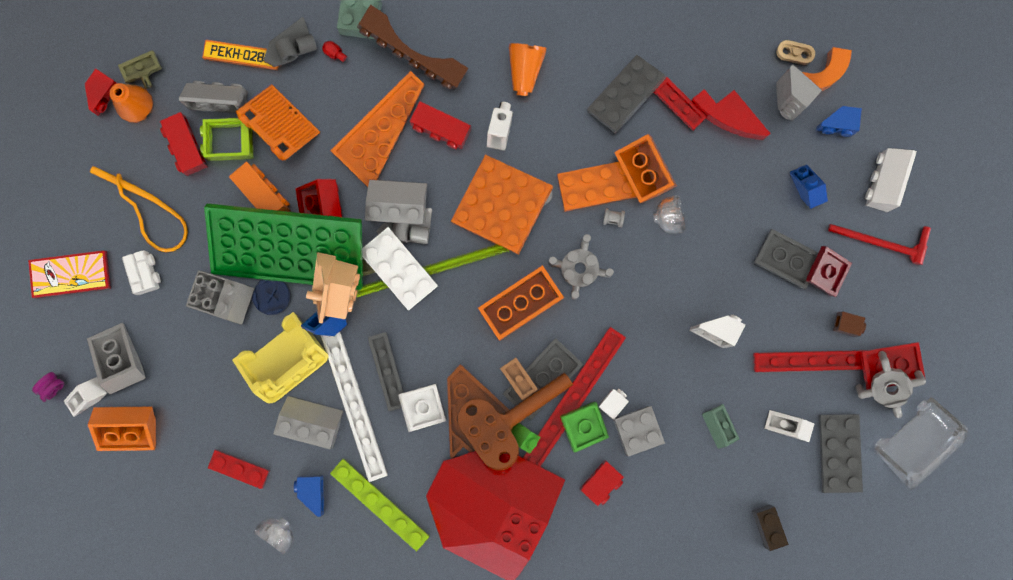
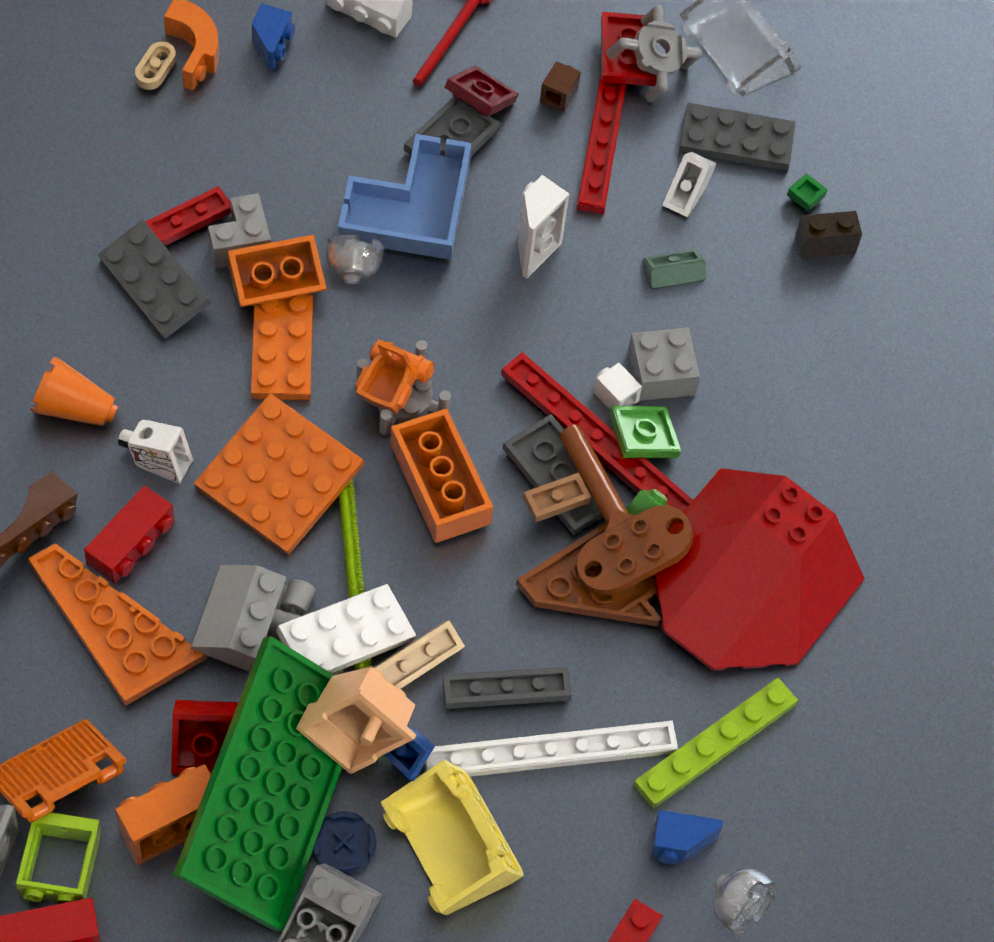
camera: 85 degrees left, 25 degrees down
(308, 422) = (567, 819): light grey slope -> none
(394, 314) = (421, 655): none -> tan plate
(422, 407) = (574, 647): white tile -> none
(582, 258) = (390, 376): none -> orange piece
(602, 483) = (732, 427): red brick -> none
(614, 217) = (338, 332): light grey bush -> none
(672, 144) = (245, 230): none -> light grey brick
(714, 252) = (417, 215): none -> medium blue piece
(731, 115) = (224, 156): red slope -> none
(795, 93) = (219, 67): light grey slope -> none
(803, 508) = (807, 192): none -> green plate
(809, 186) = (354, 88): blue slope -> none

